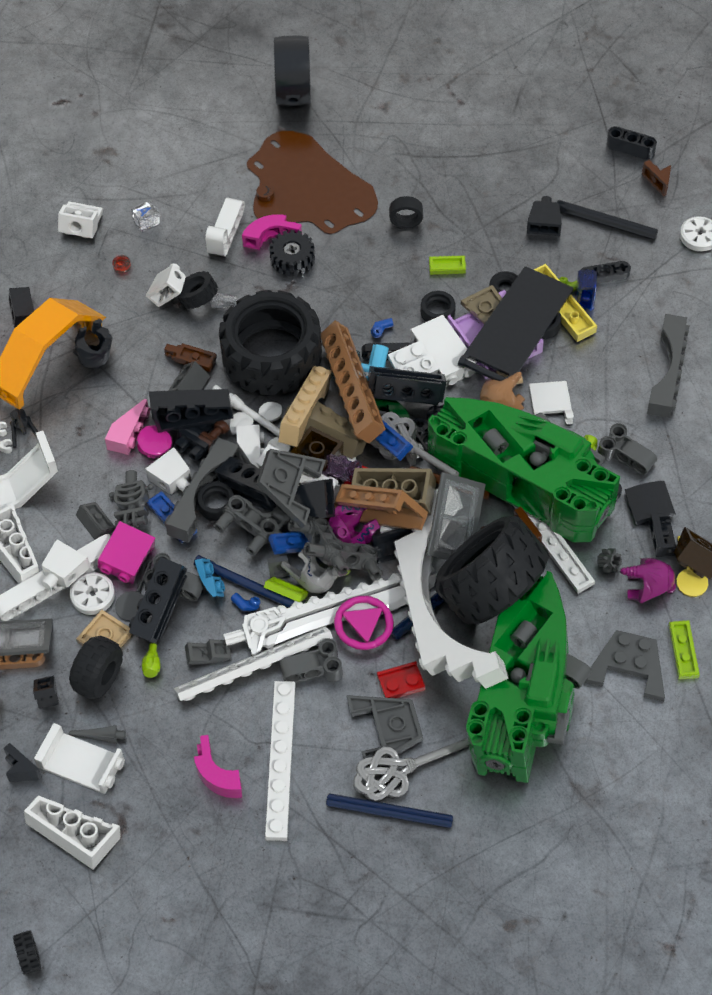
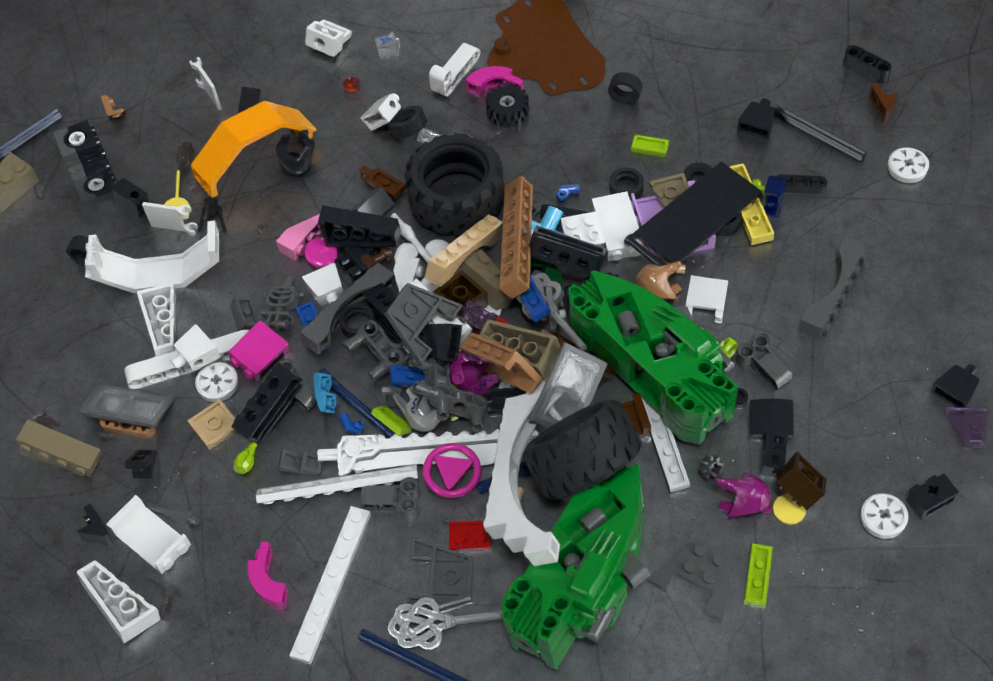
camera: 20 degrees right, 0 degrees up
(96, 667) = (190, 452): black tyre -> none

